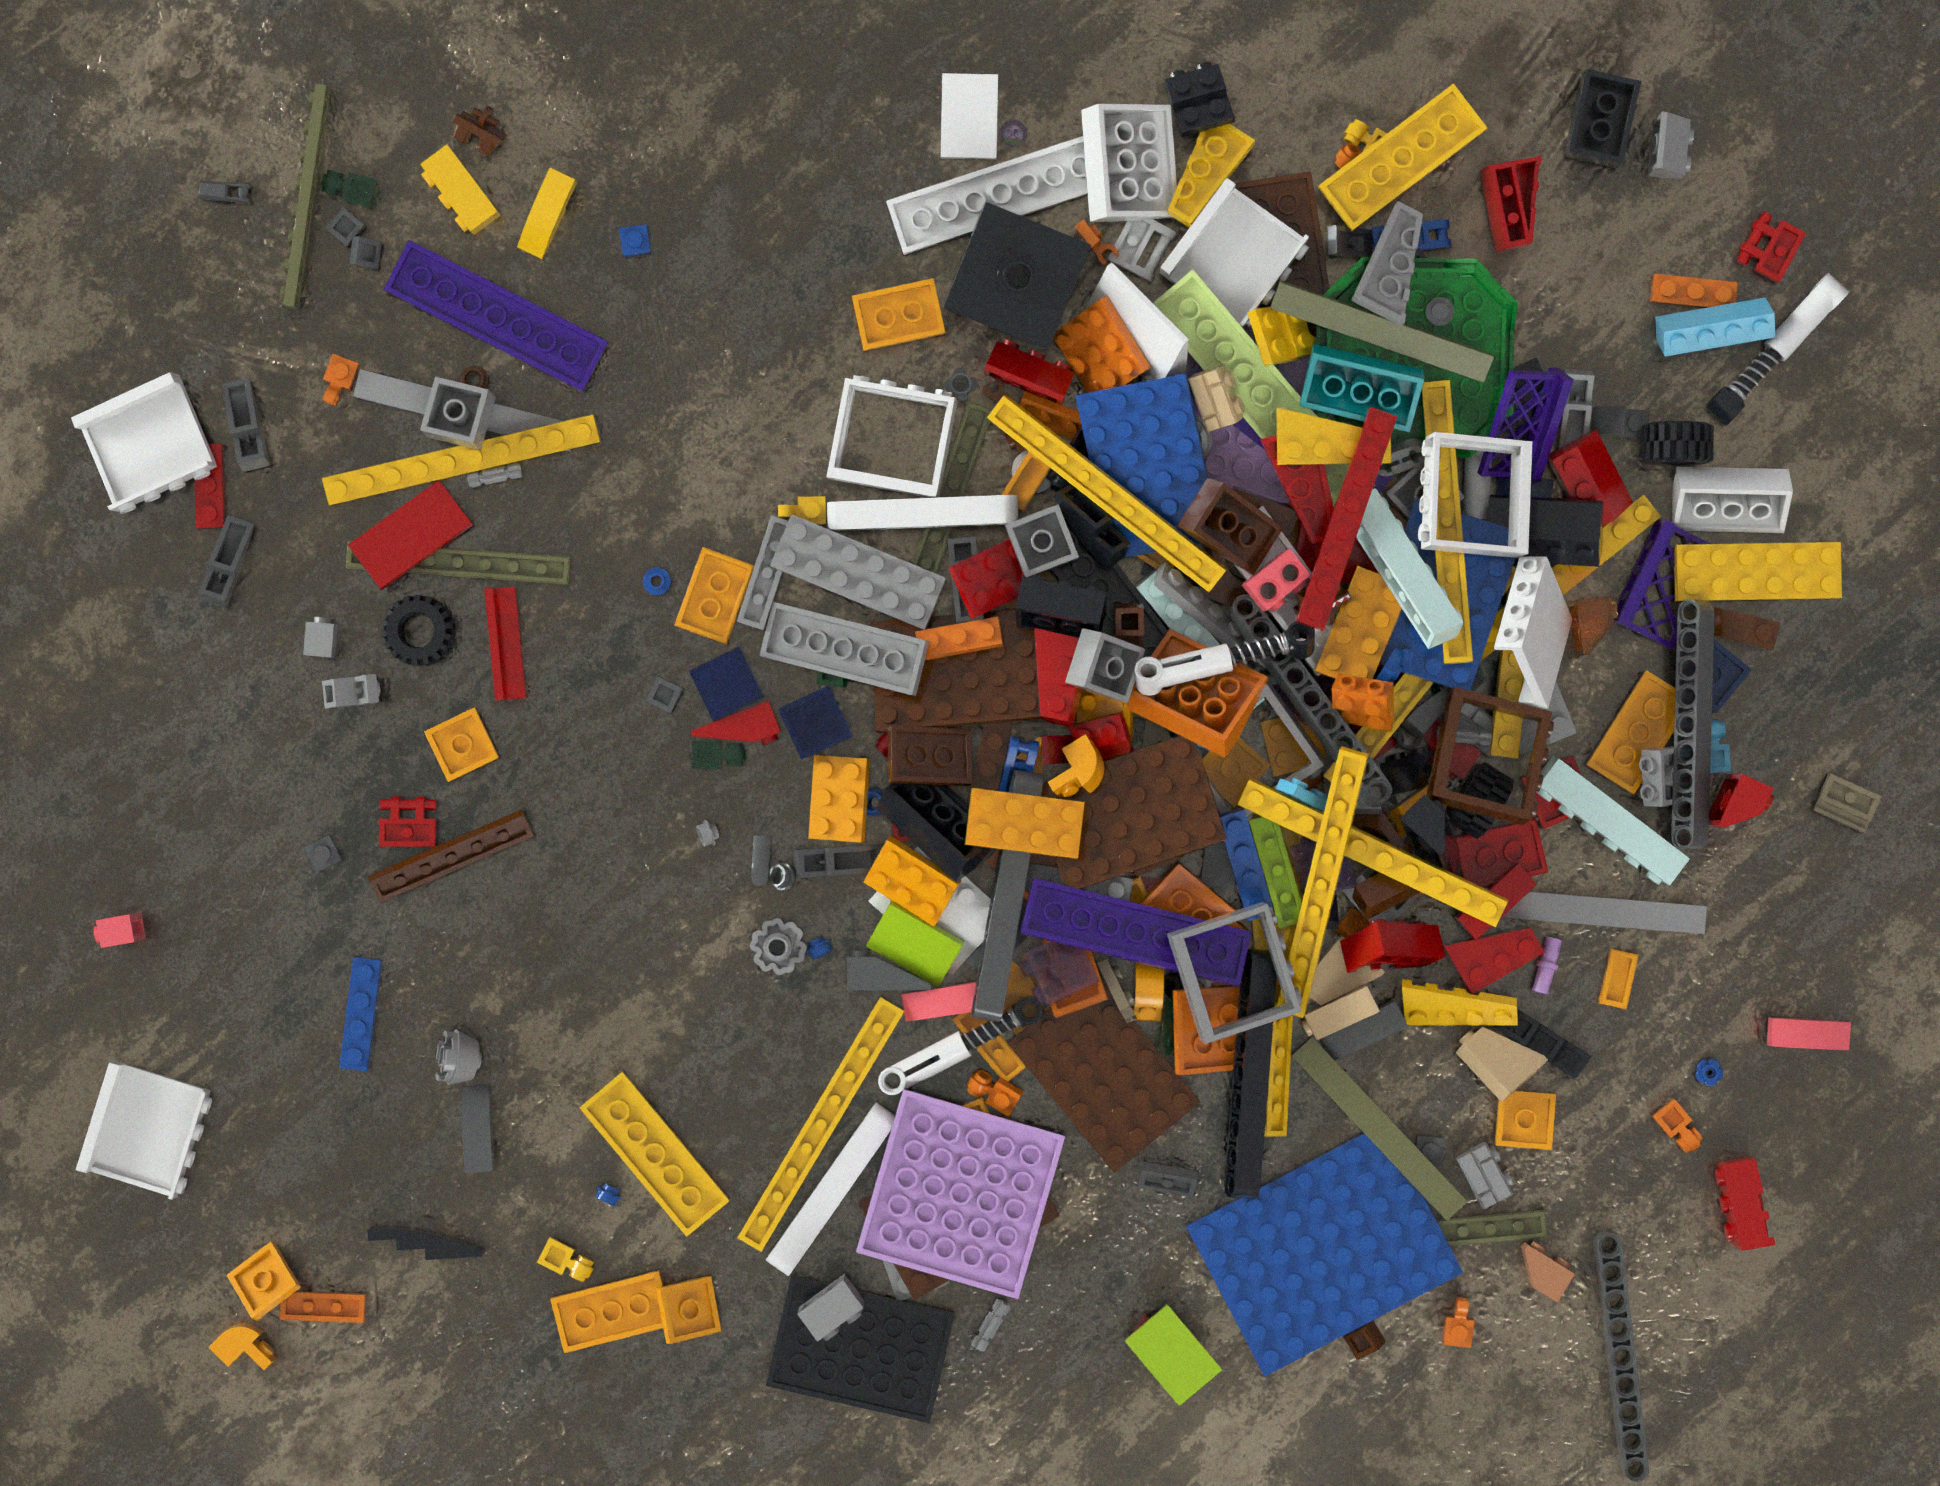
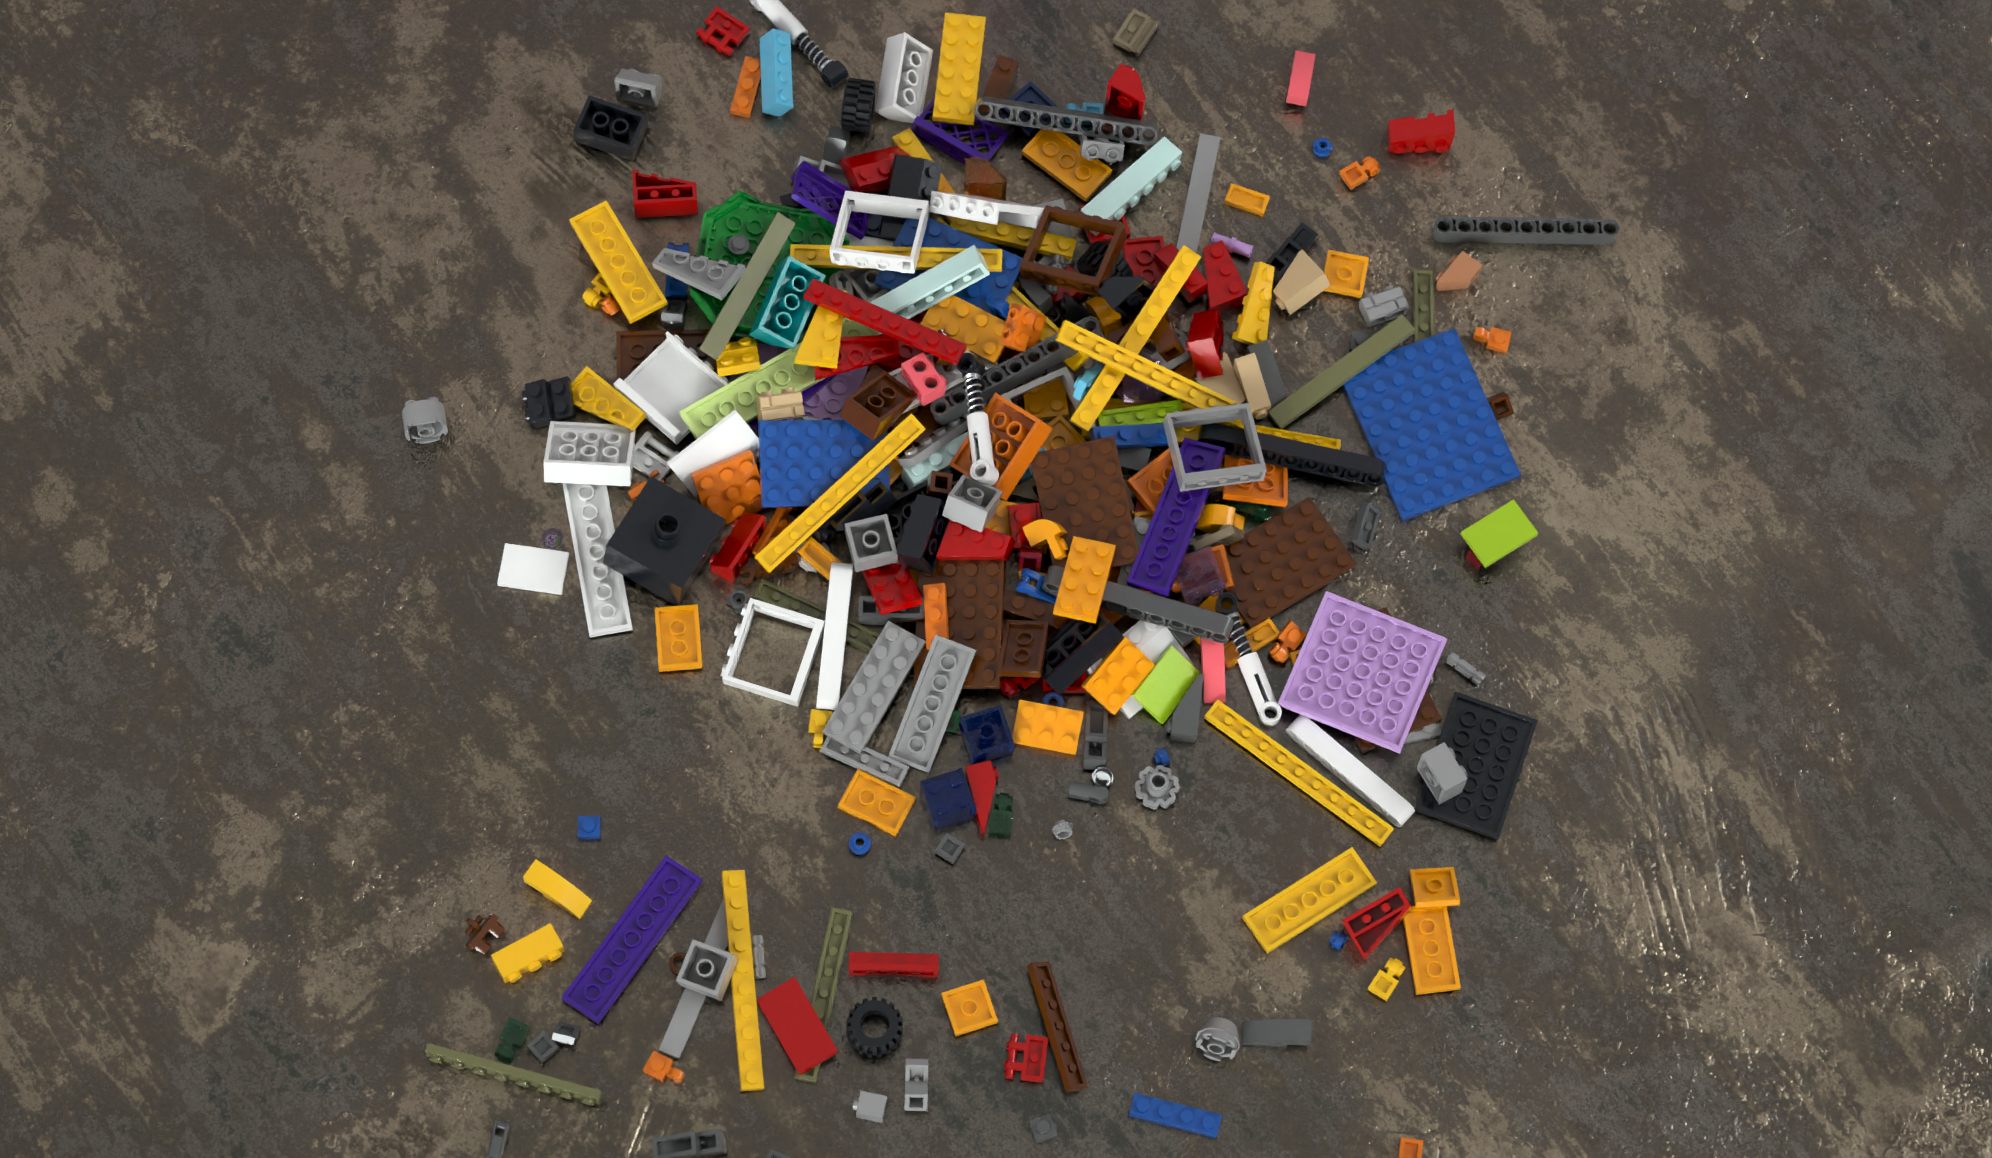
camera: 85 degrees left, 20 degrees down
(435, 1244) = (1366, 1077): black slope -> none
(632, 1240) = (1376, 921): none -> red wedge

